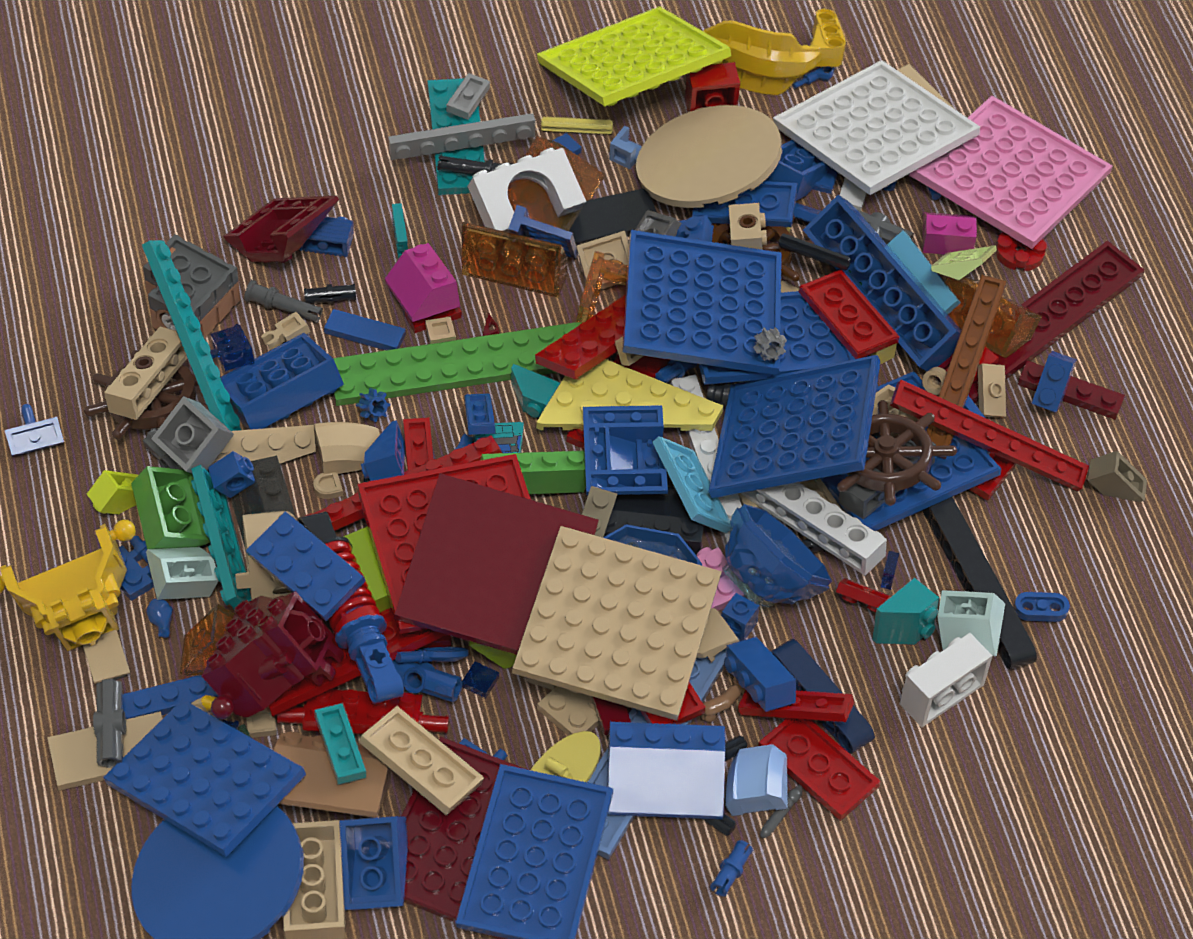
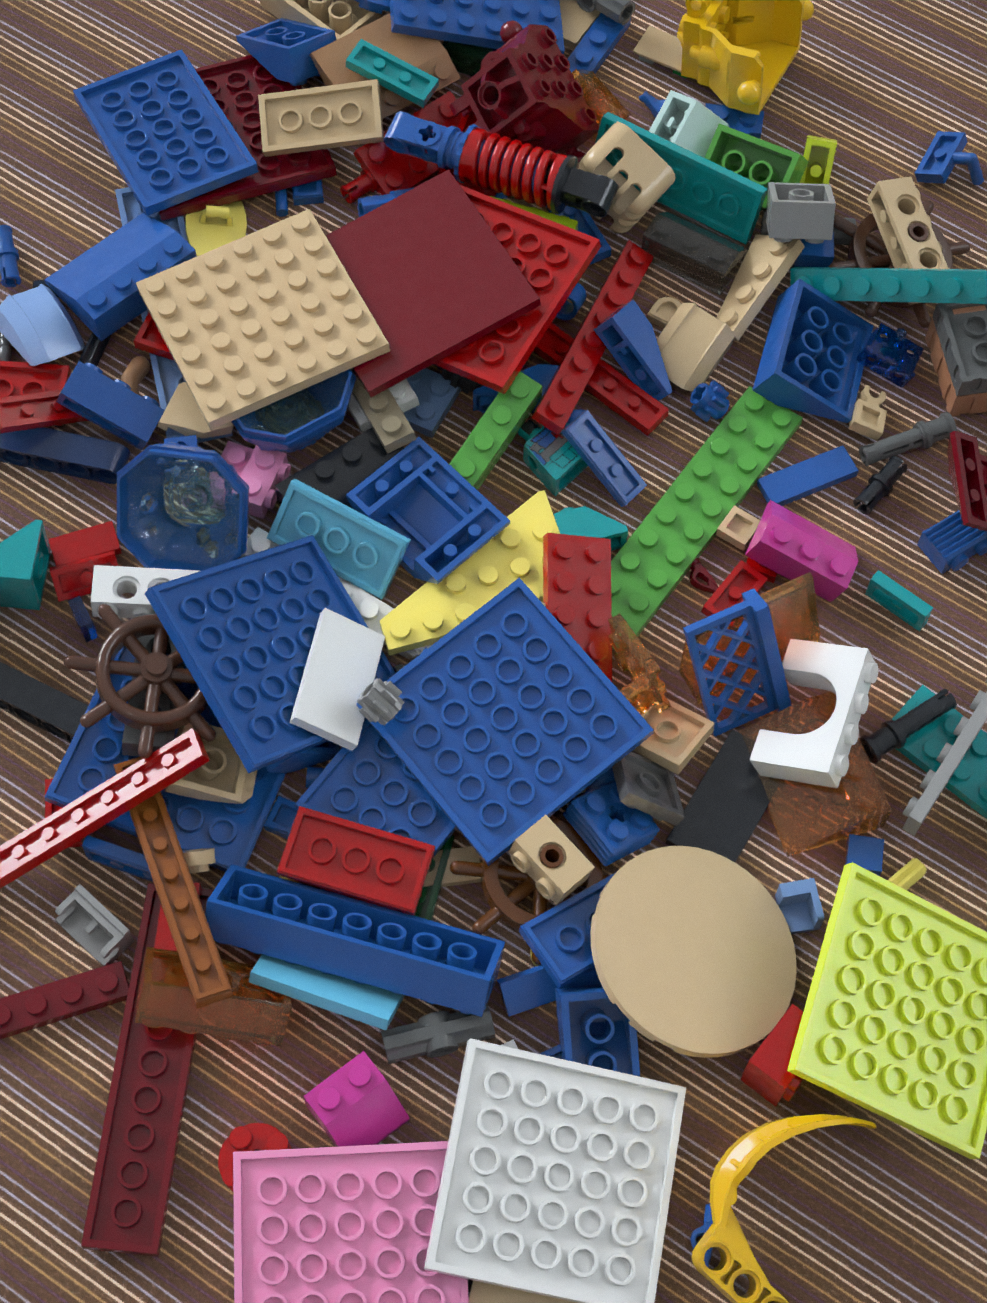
camera: 140 degrees right, 10 degrees up
(232, 474) = (738, 227): blue brick -> none
(305, 565) = (556, 135): blue plate -> none
(486, 301) = (730, 592): none -> red plate
(774, 394) = (336, 672): none -> white tile
(814, 252) = (457, 903): black axle -> none
(847, 621) = (85, 543): none -> red tile
(962, 262) = (282, 1029): yellowish green slope -> none
(992, 390) = (133, 906): tan plate -> none
(1019, 409) = (93, 926): none -> light grey hinge
(1054, 381) = (66, 962): blue brick -> none

